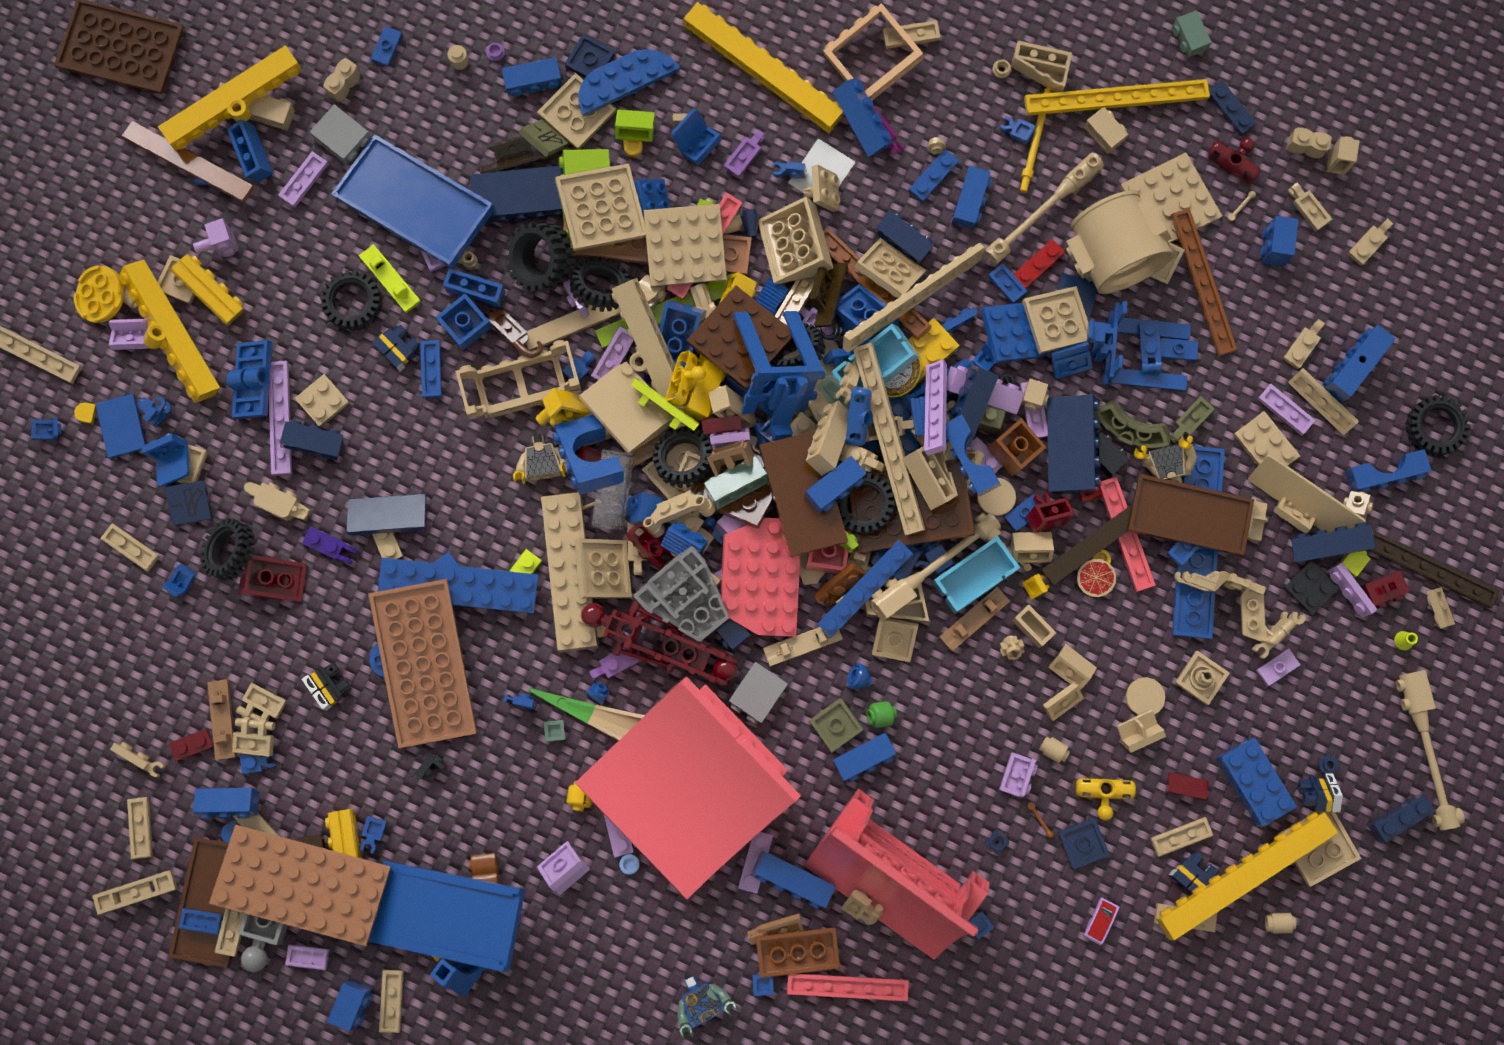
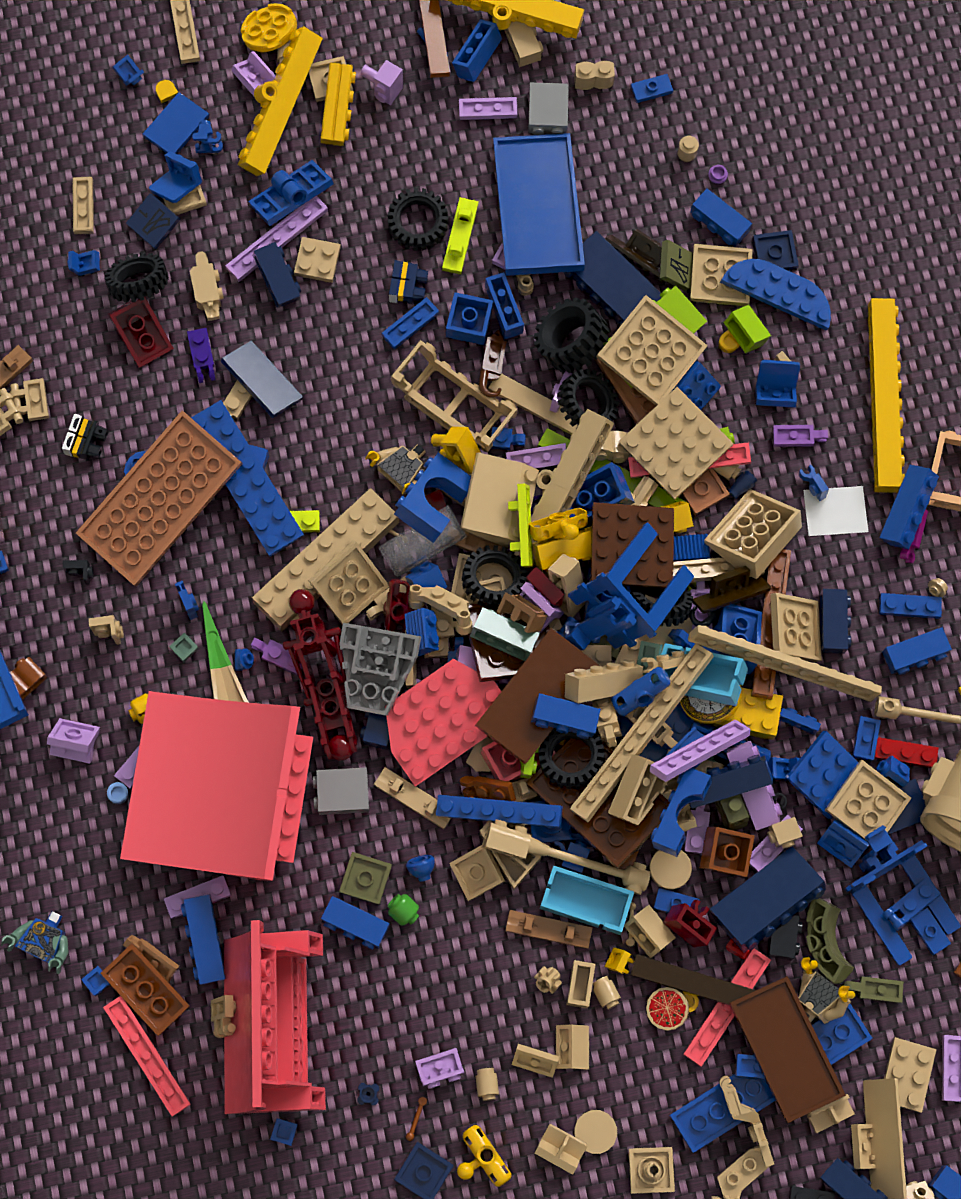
camera: 50 degrees right, 5 degrees down
(493, 779) = (106, 627): none -> tan bracket
(824, 188) = (821, 521): tan plate -> none
(1045, 282) = (895, 770): none -> blue bracket
(1052, 612) = (606, 992): none -> tan brick

